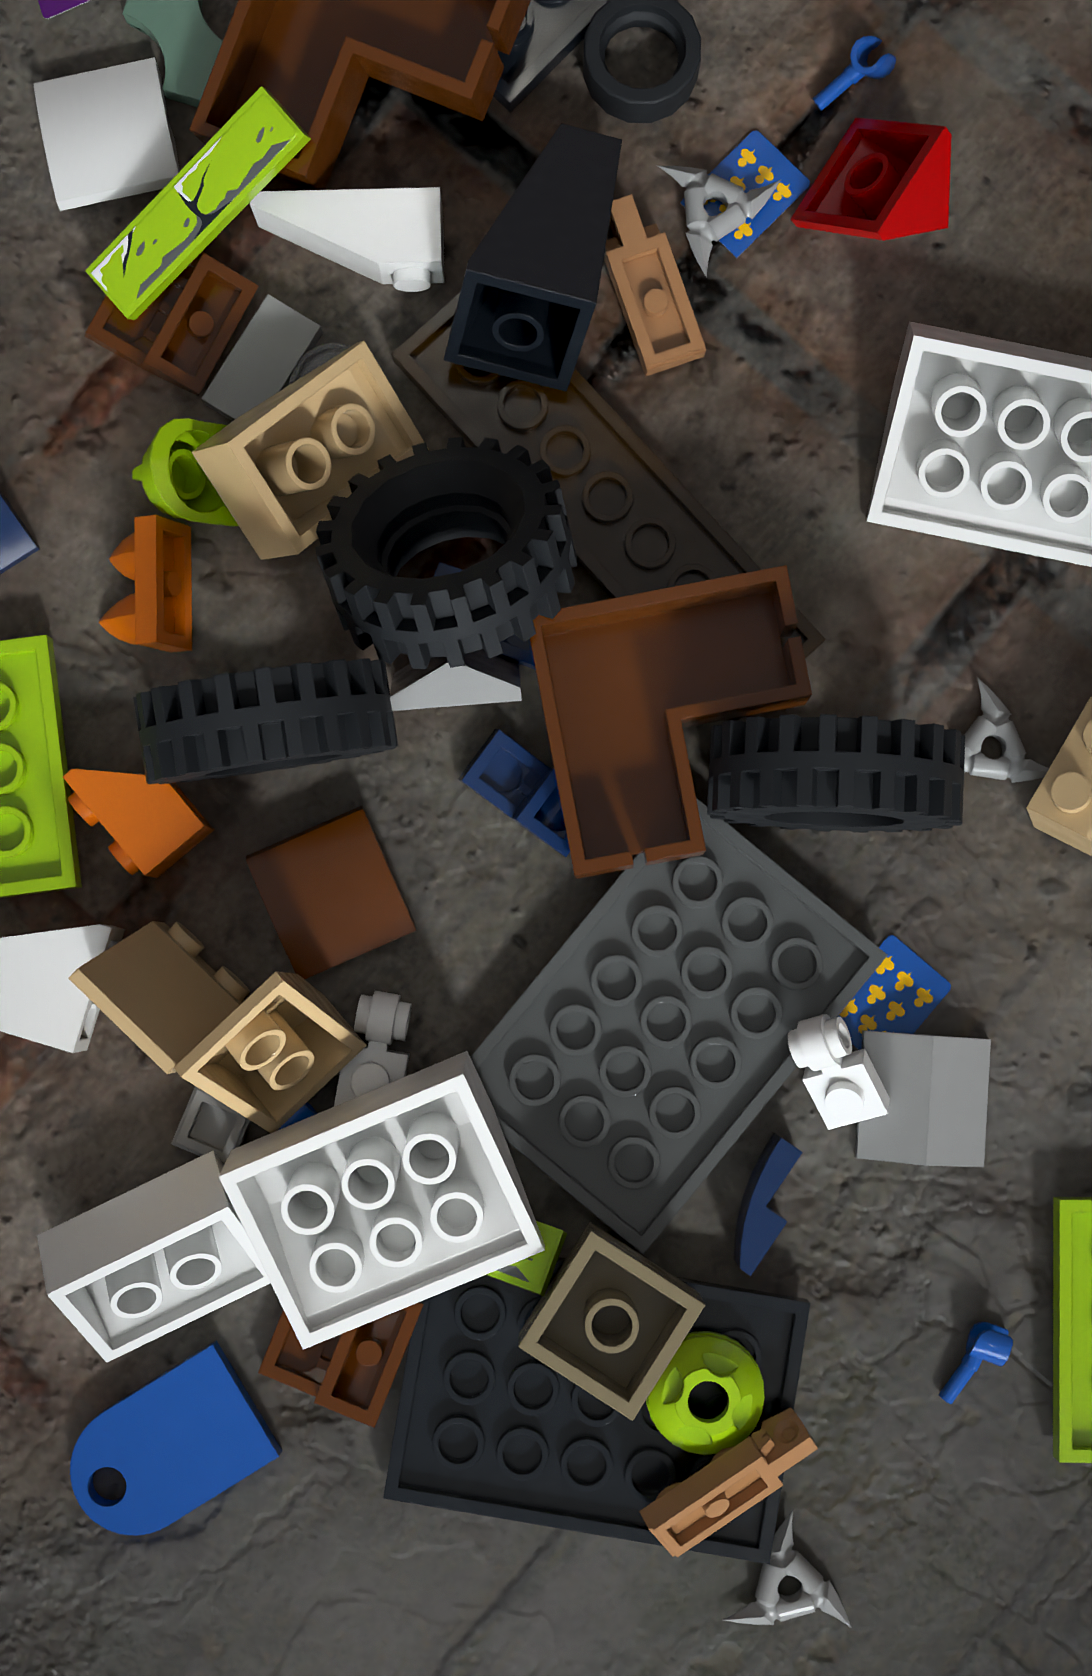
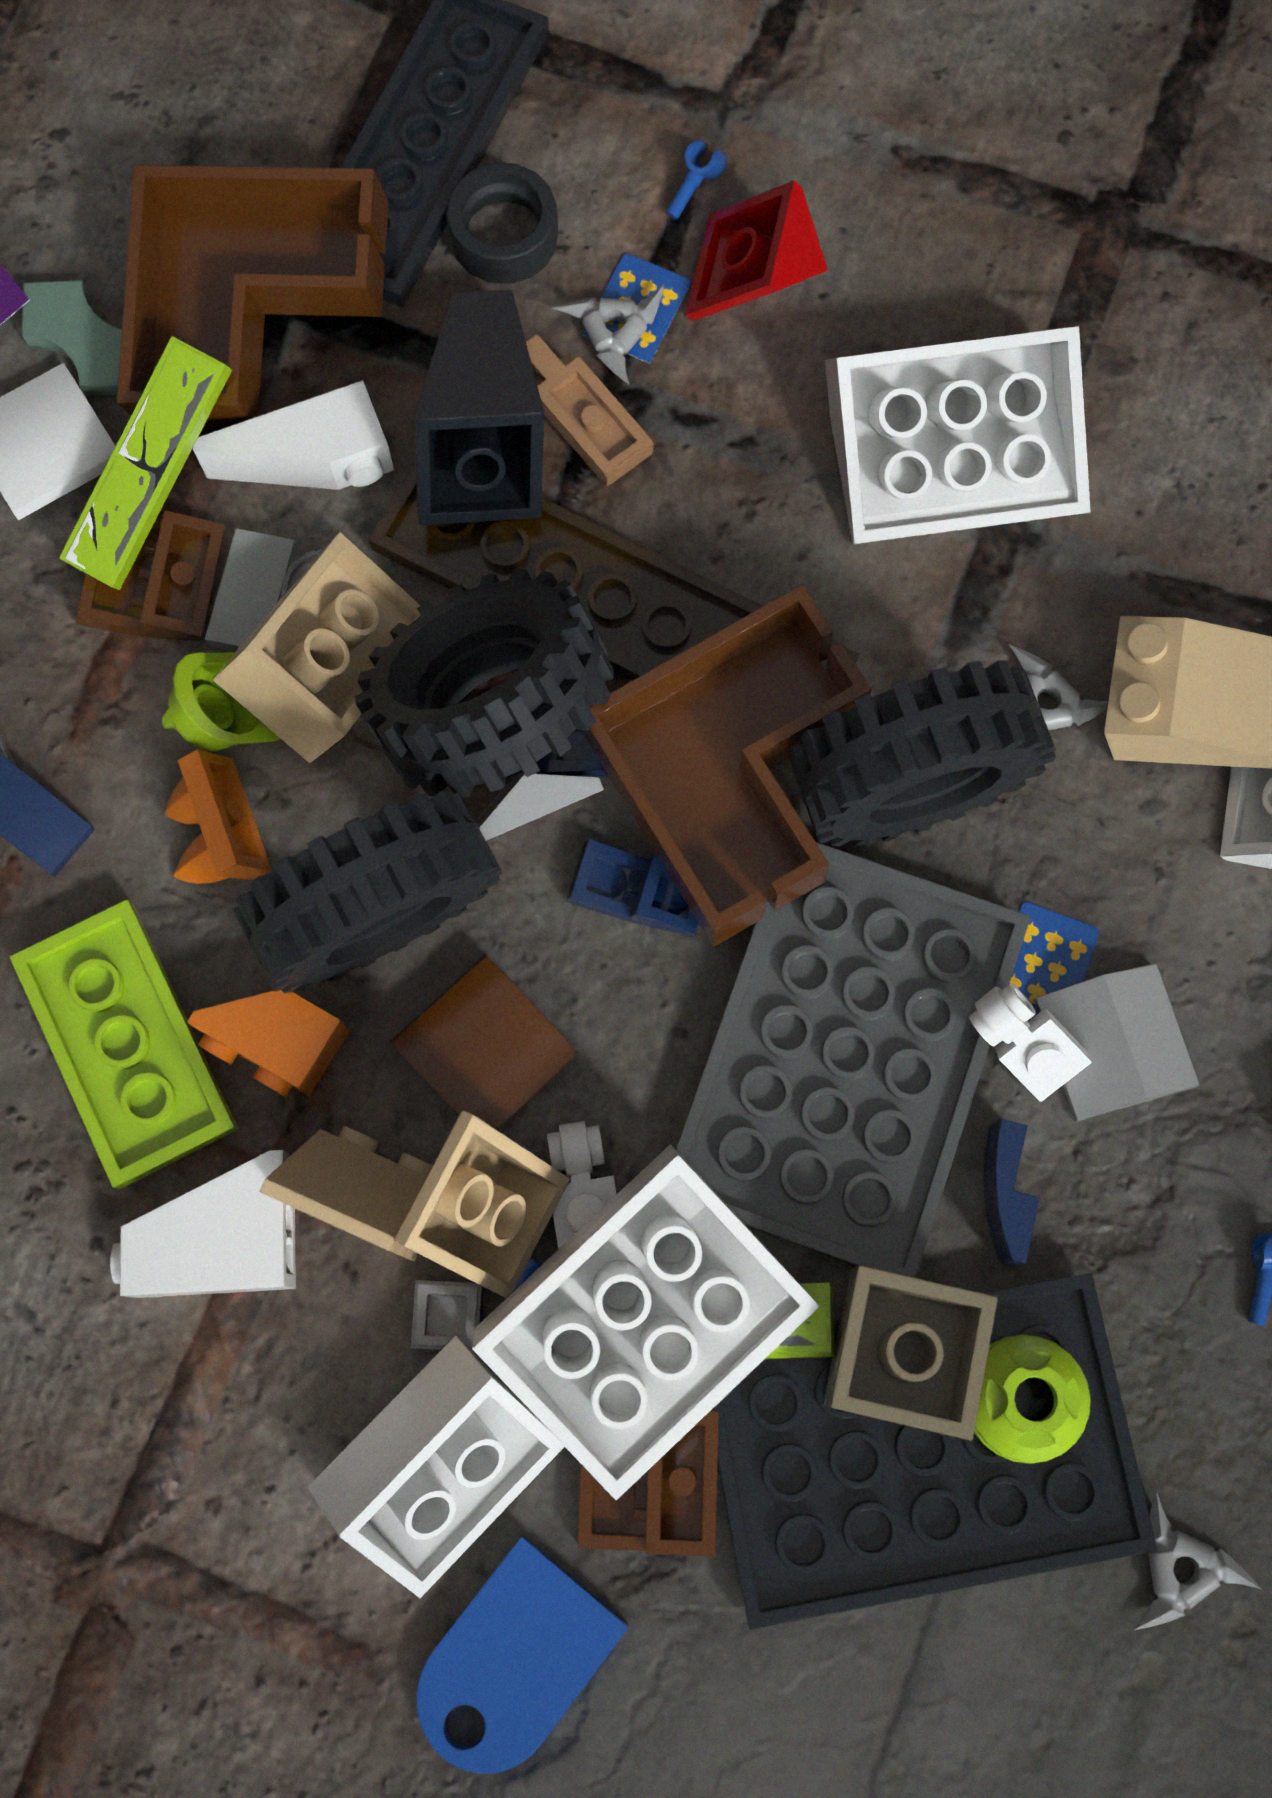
camera: 20 degrees left, 10 degrees down
(728, 1484) = (1087, 1479): medium nougat hinge -> none

